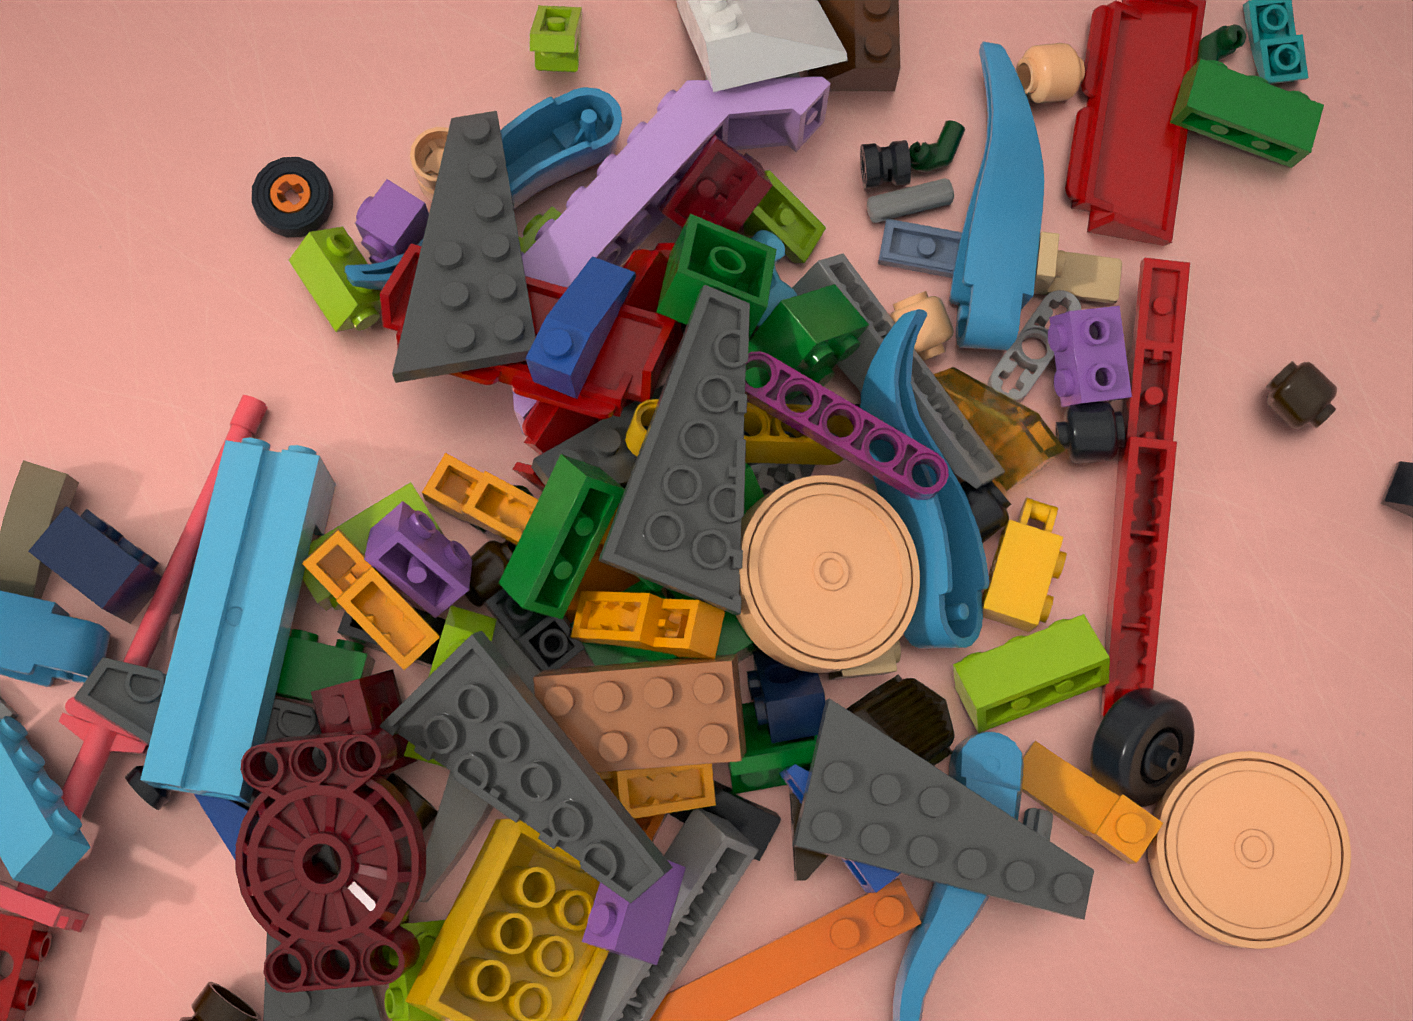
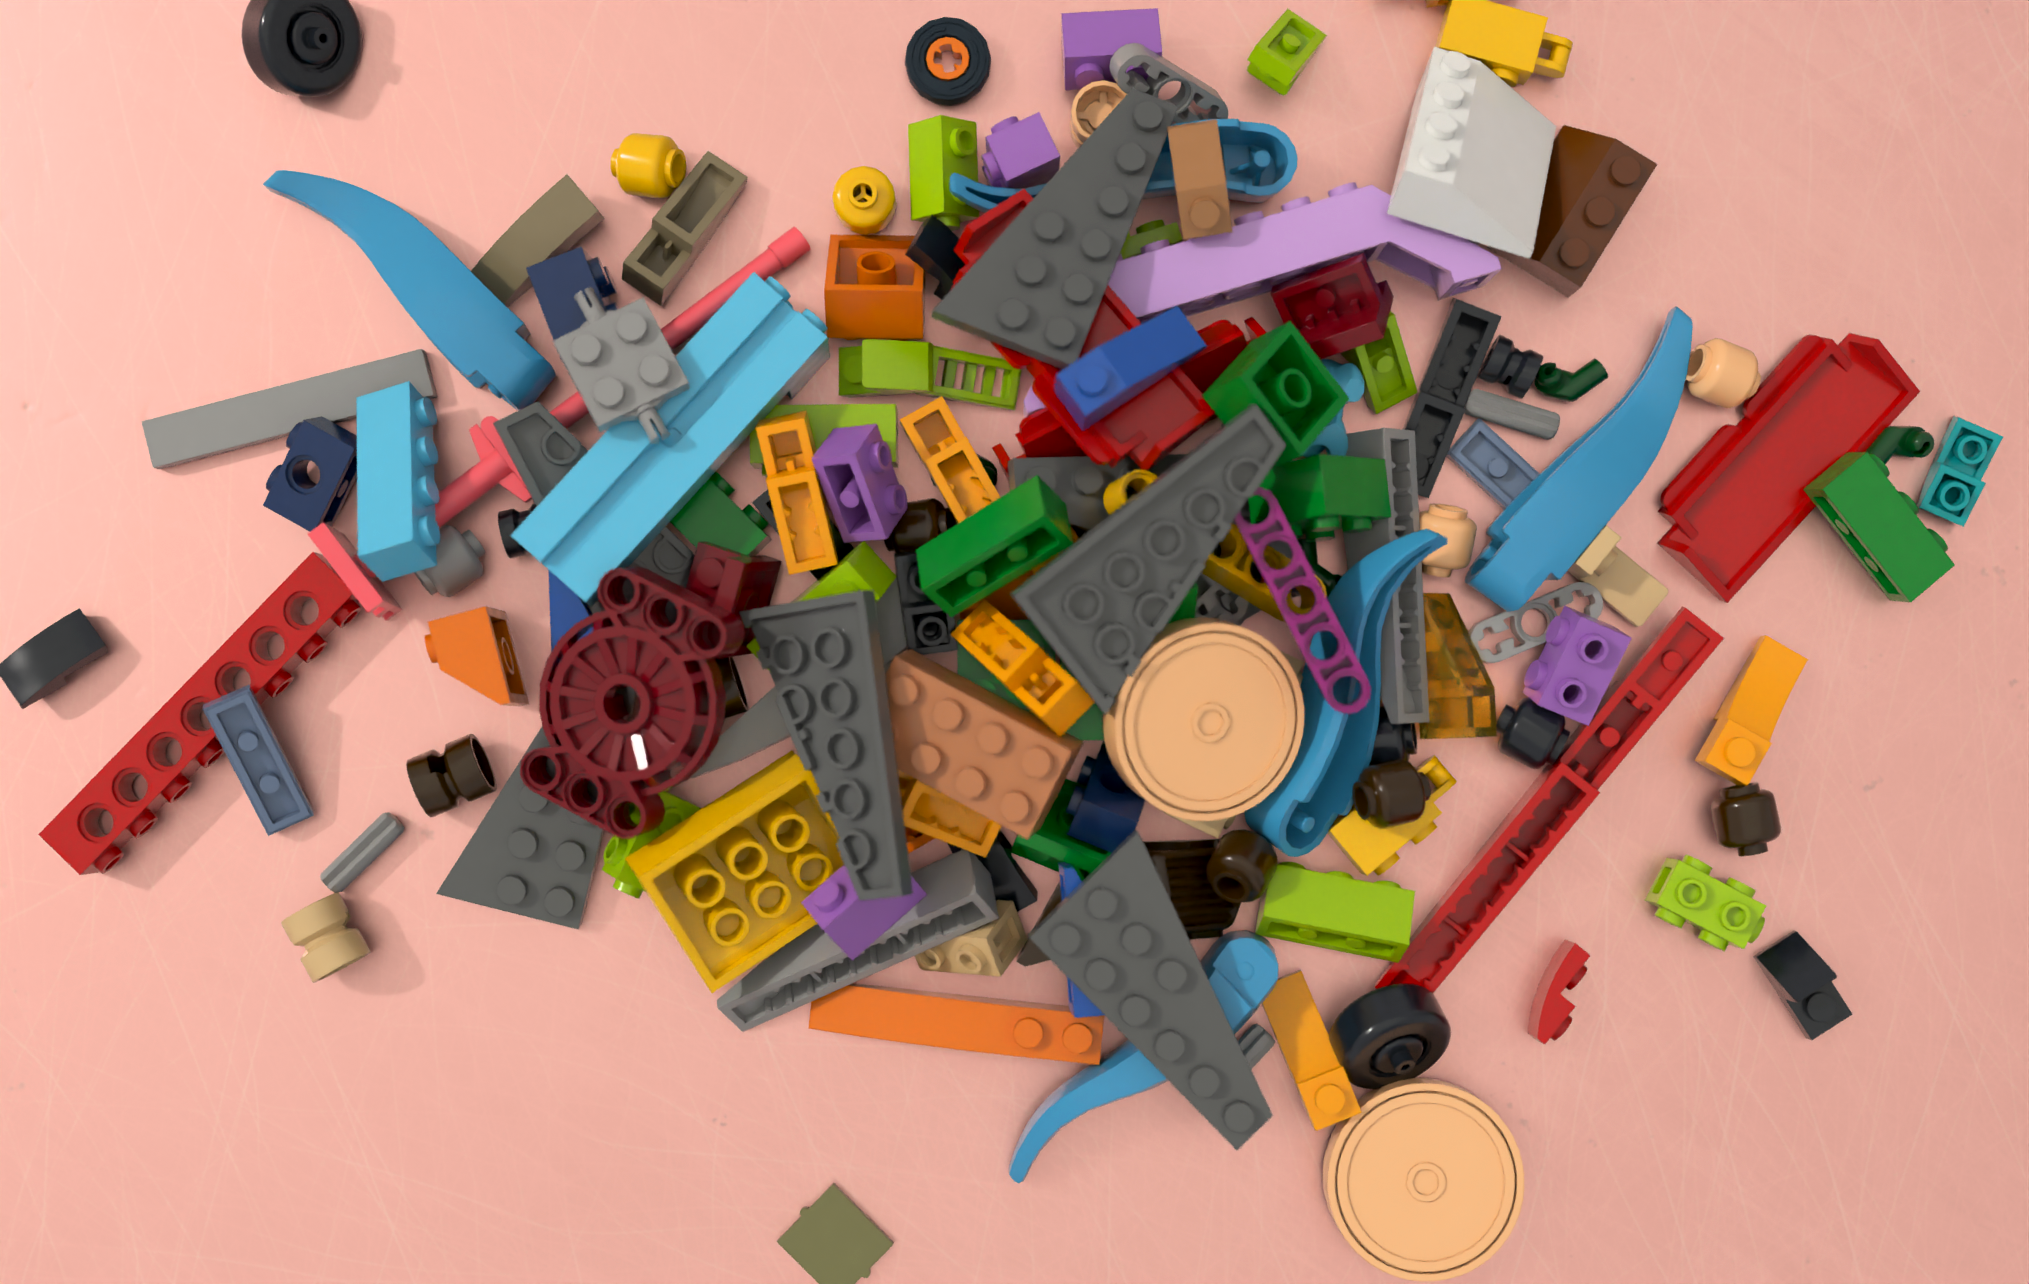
camera: 35 degrees right, 10 degrees up
(91, 417) = (648, 165): none -> yellow head
(111, 844) = (456, 563): none -> light grey head
(149, 452) = (683, 228): none -> dark tan slope
(155, 579) = (621, 365): none -> light grey plate
(171, 902) = (479, 653): none -> orange slope
(287, 339) = (852, 189): none -> yellow head
(339, 403) = (873, 288): none -> orange slope
(373, 342) = (935, 253): none -> black slope
(385, 460) = (885, 368): none -> lime slope
(414, 104) = (1094, 37): none -> medium lavender brick
(435, 422) = (1009, 385): none -> lime slope
(468, 99) = (1161, 72): none -> light grey beam
(548, 153) = (1199, 179): none -> medium nougat slope
(759, 892) = (981, 951): none -> tan bracket
(845, 206) = (1447, 386): none -> black slope
(931, 680) = (1241, 866): none -> dark brown head
(1013, 543) = (1391, 794): none -> dark brown head
(1248, 313) = (1751, 712): none -> light orange slope
(1252, 641) = (1549, 1009): none -> red slope
(1317, 481) = (1719, 910): none -> lime brick

